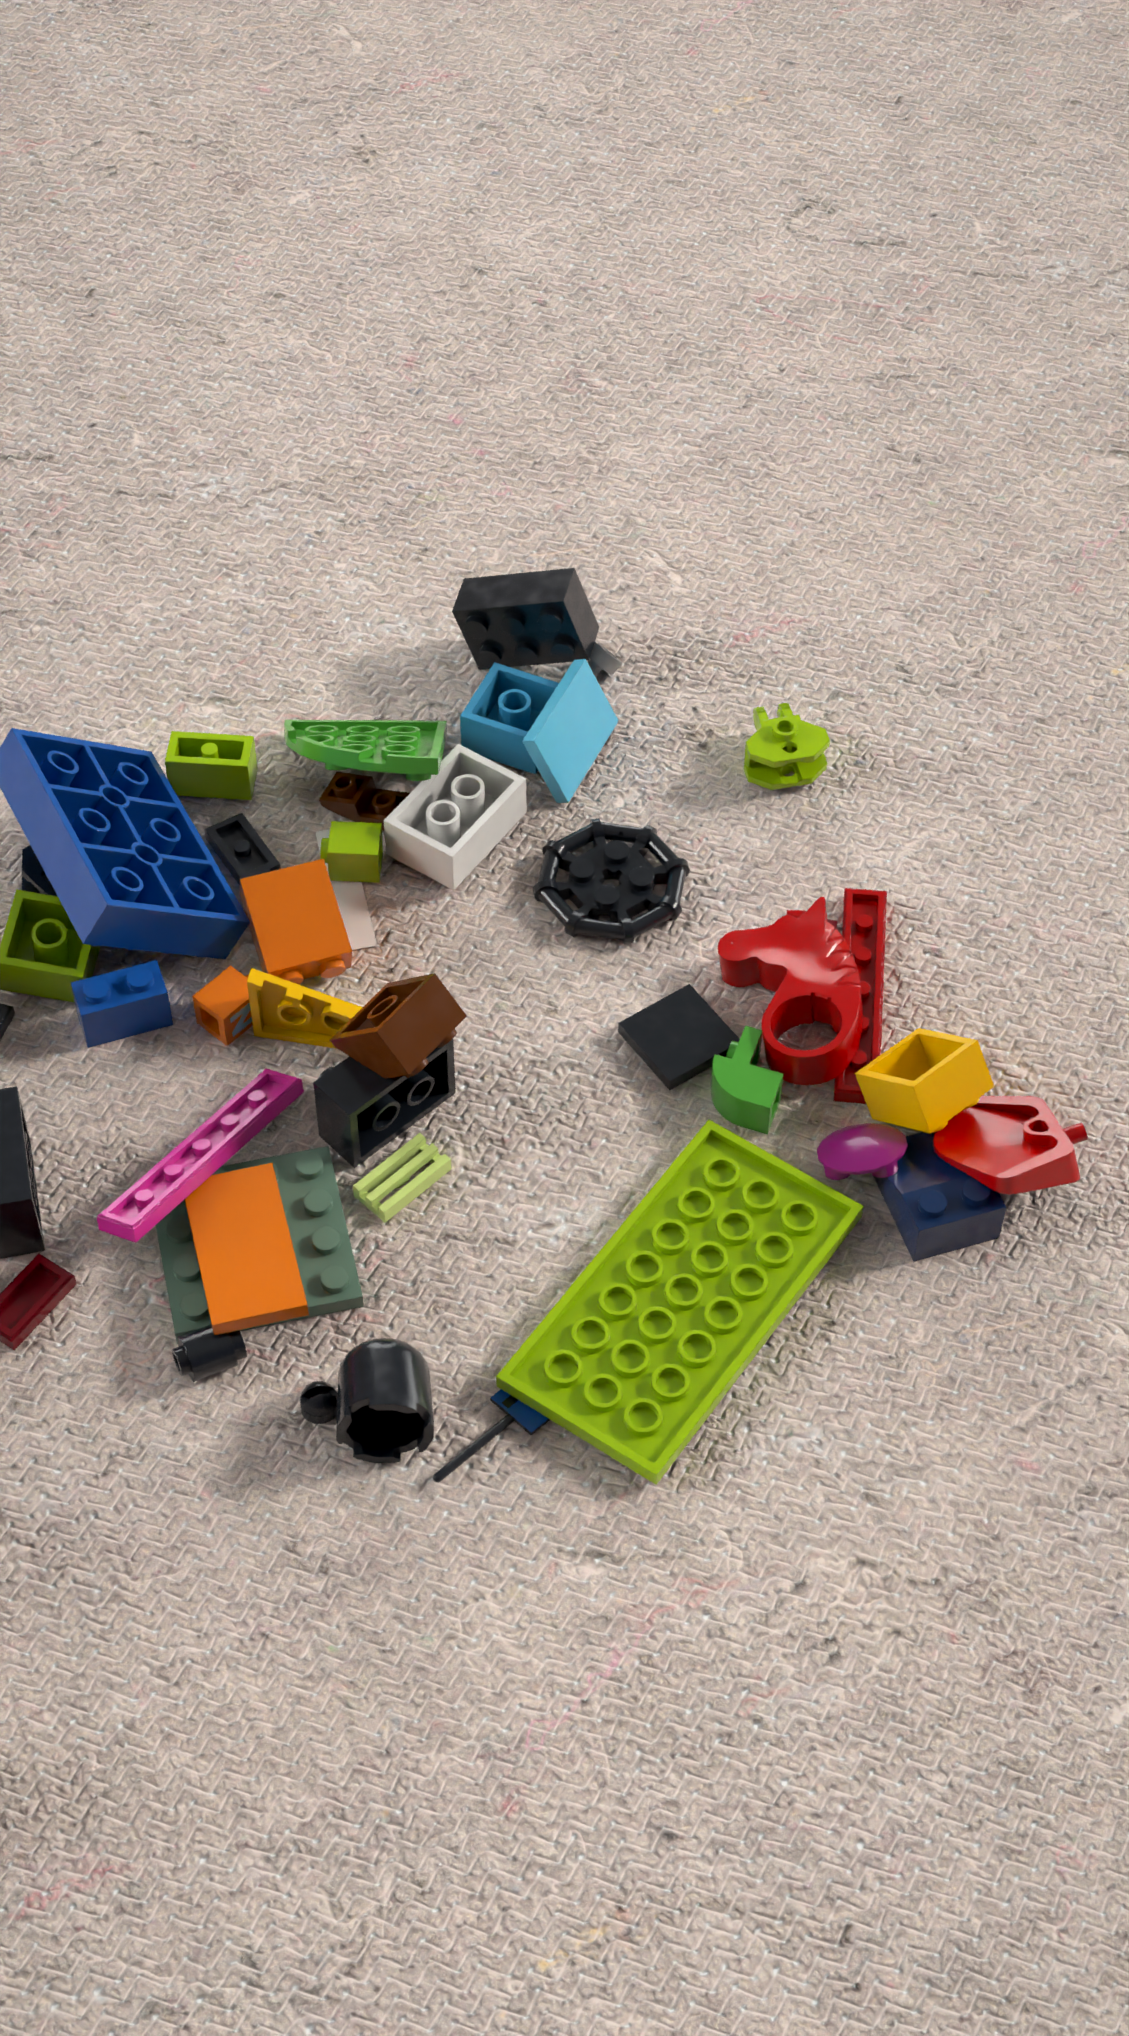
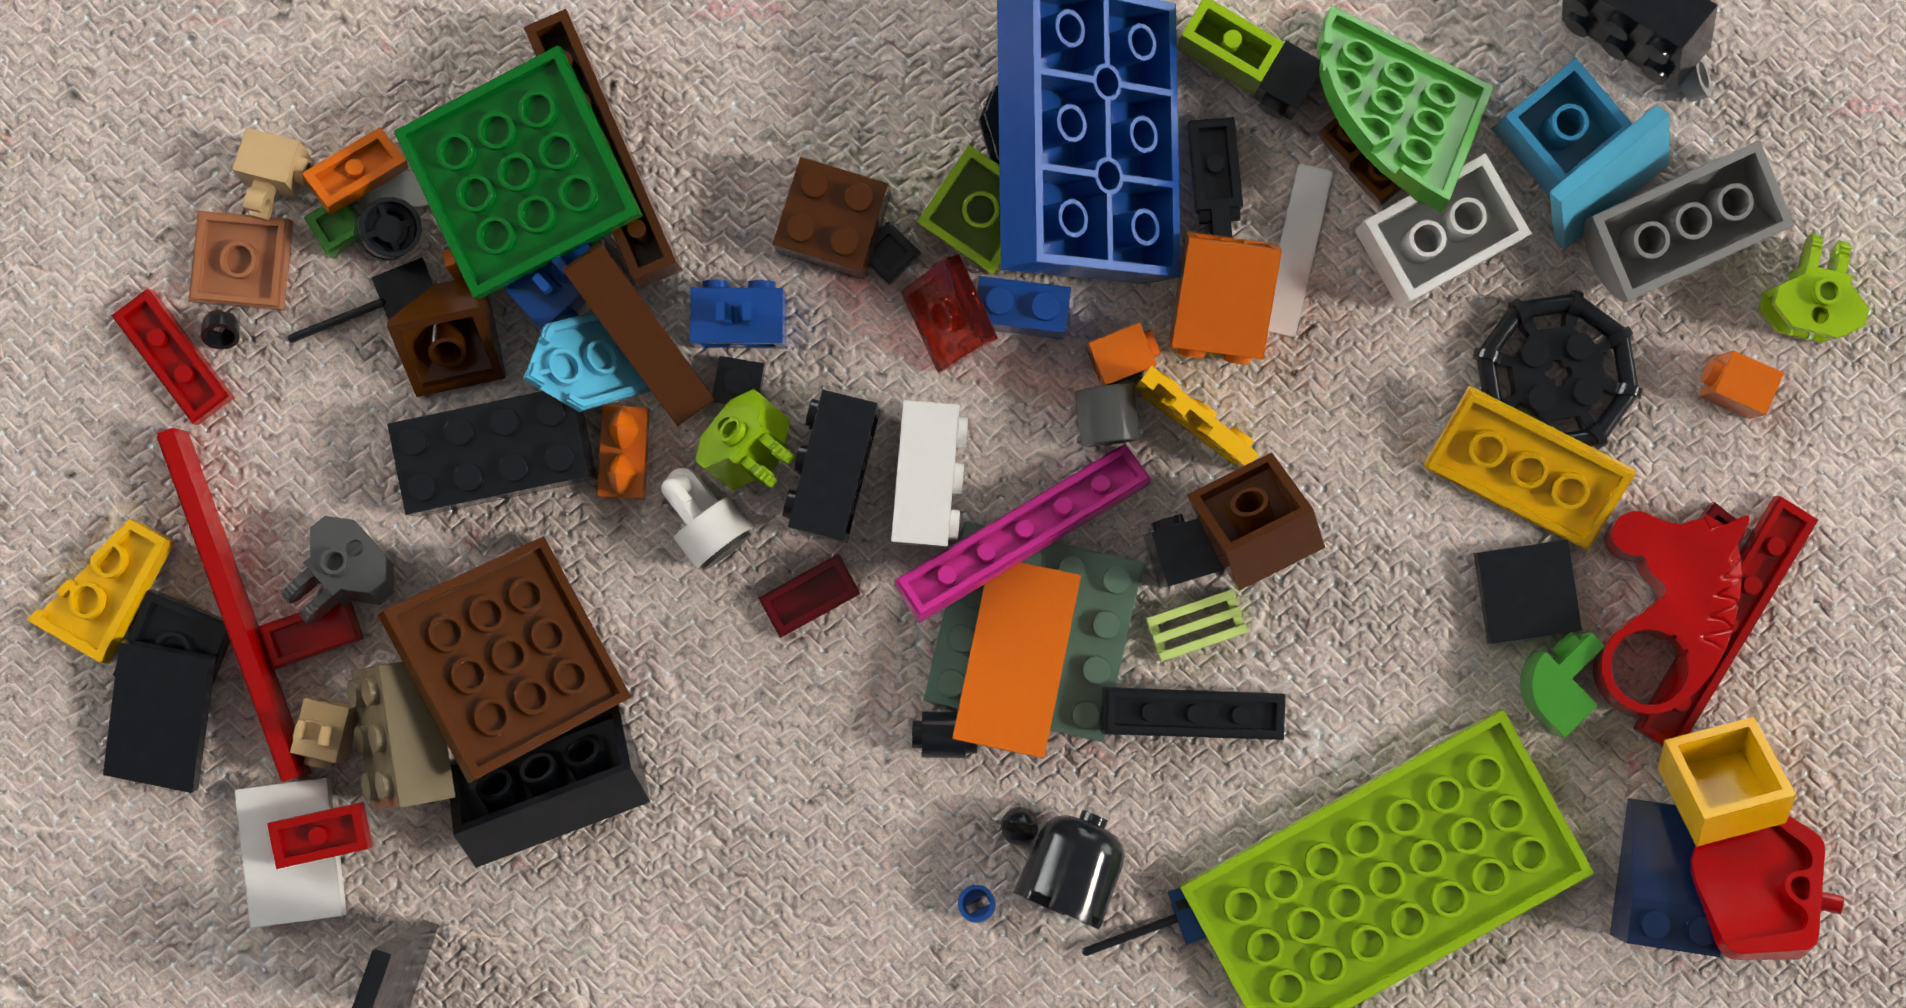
camera: 25 degrees right, 35 degrees up
(57, 1025) = (948, 313): none -> clear red tile
(91, 1137) = (928, 474): none -> white brick
(237, 1047) = (1107, 415): none -> dark grey piece
(274, 775) = (1287, 82): none -> black brick
(308, 1477) = (972, 895): none -> blue hinge
(353, 851) = (1321, 222): lime brick -> none
(433, 1238) = (1193, 713): none -> black tile
(624, 945) = (1529, 468): none -> yellow tile
(646, 738) = (1686, 223): none -> light grey brick
(762, 826) = (1740, 384): none -> orange brick
(862, 1150) = (1626, 814): magenta dish -> none

